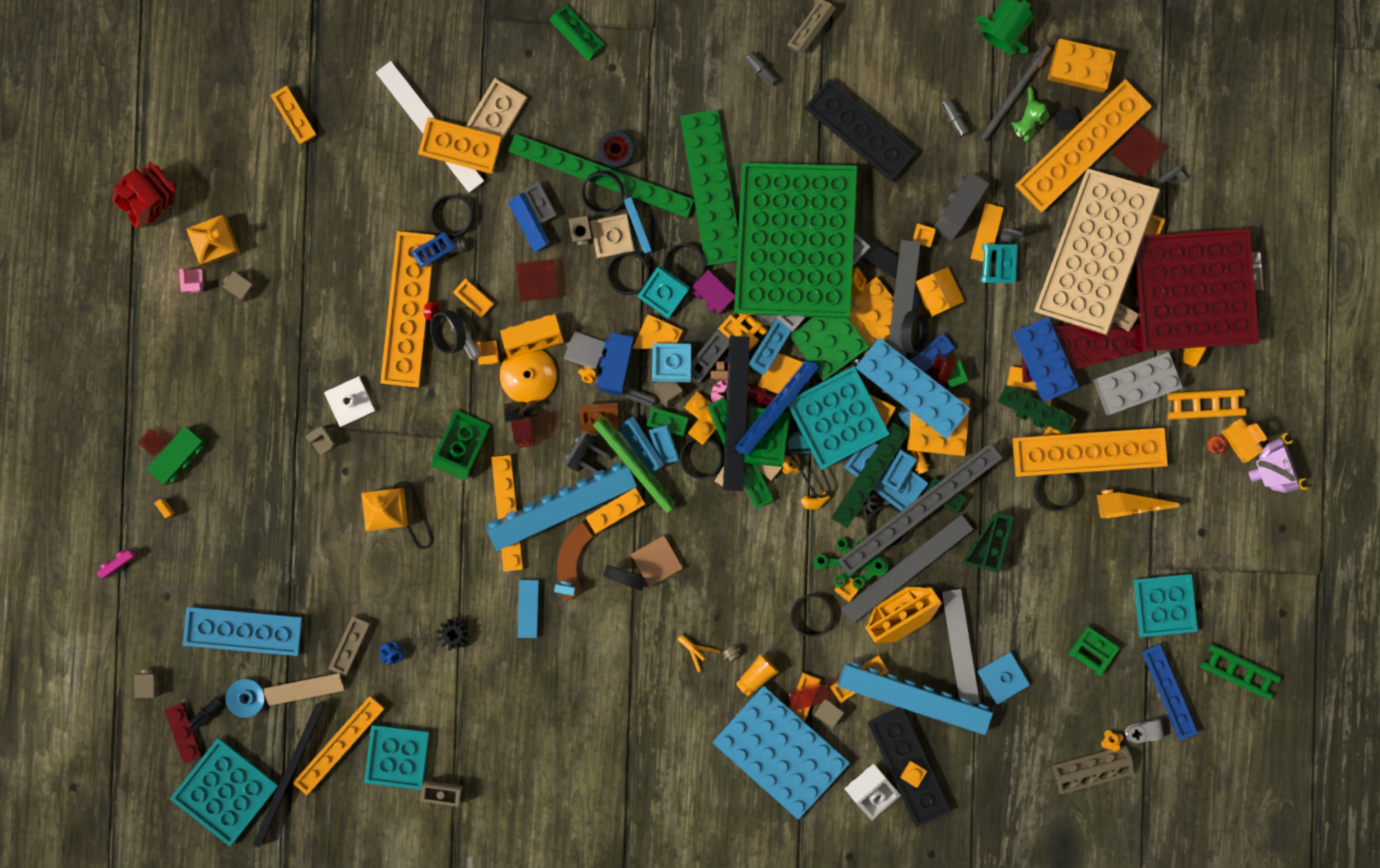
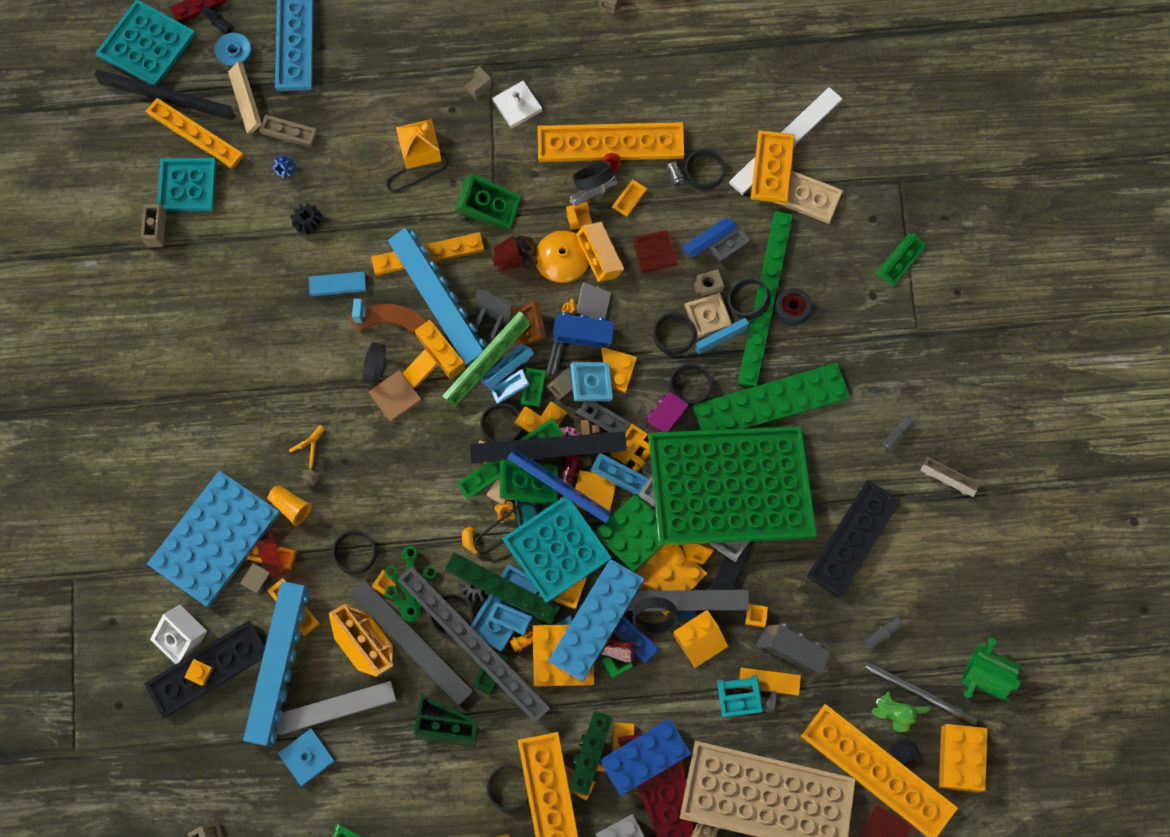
camera: 85 degrees right, 15 degrees down
(293, 115) = (776, 23): light orange plate -> none
(429, 244) = (668, 143): blue slope -> none
(633, 532) = (420, 368): none -> light orange tile
(663, 291) = (660, 367): teal plate -> none

